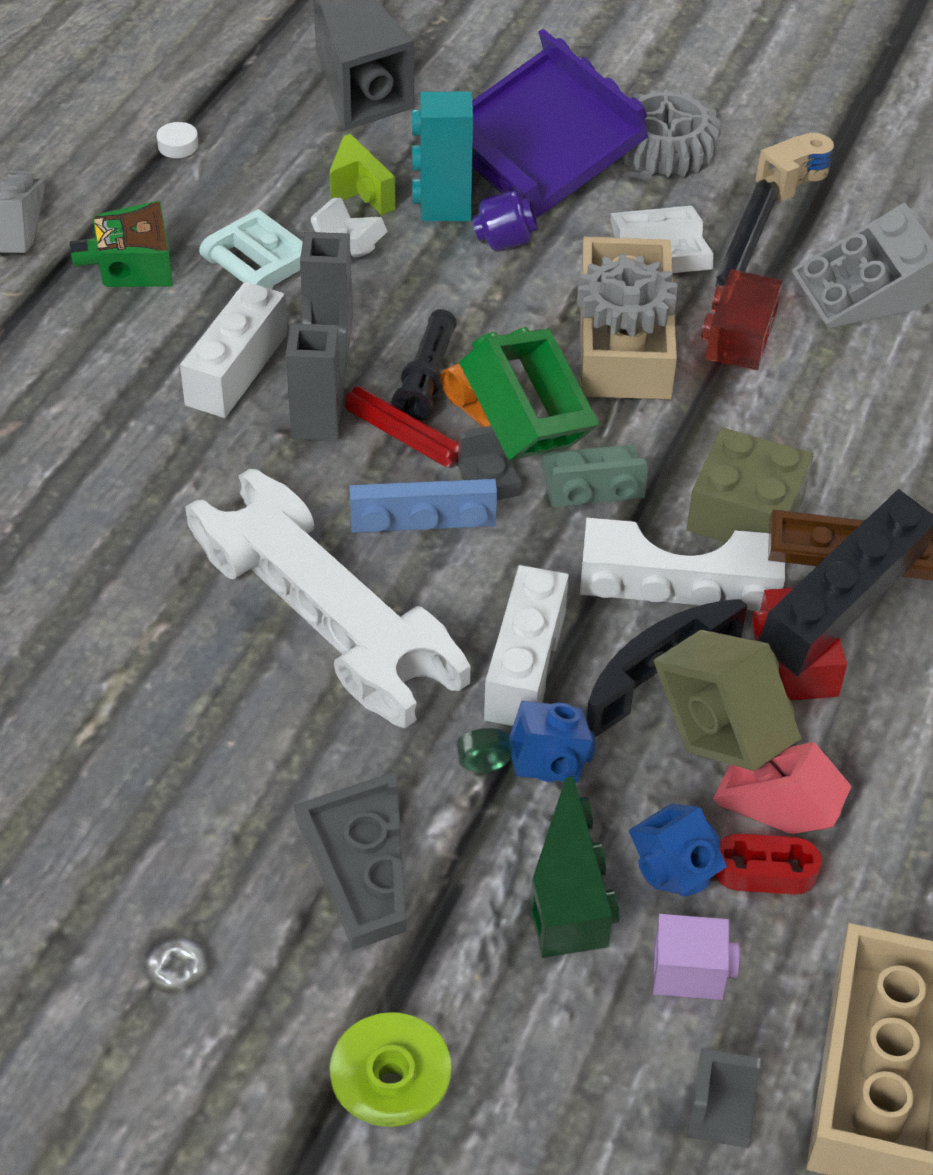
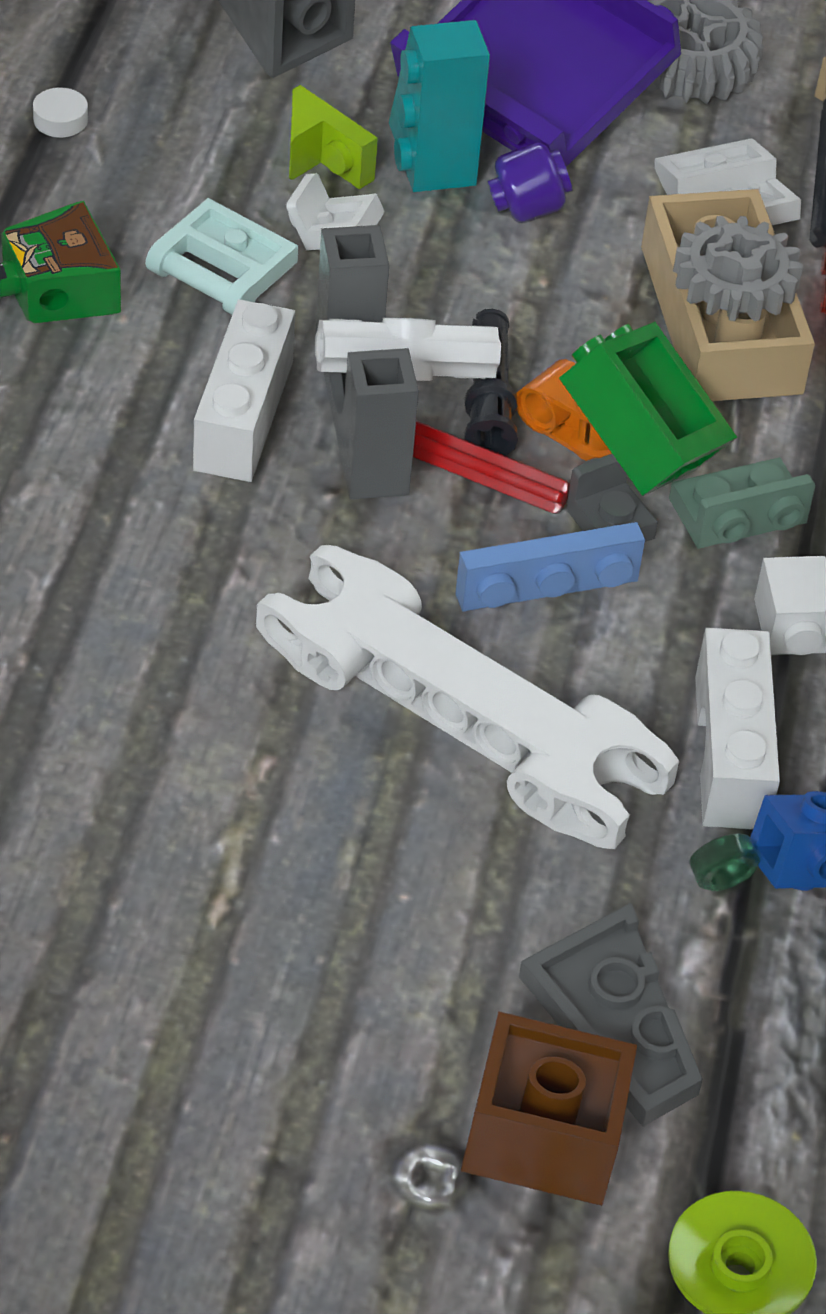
camera: 15 degrees left, 0 degrees up
(271, 923) = (550, 1108): none -> reddish brown slope
(366, 329) = (433, 347): none -> white piece

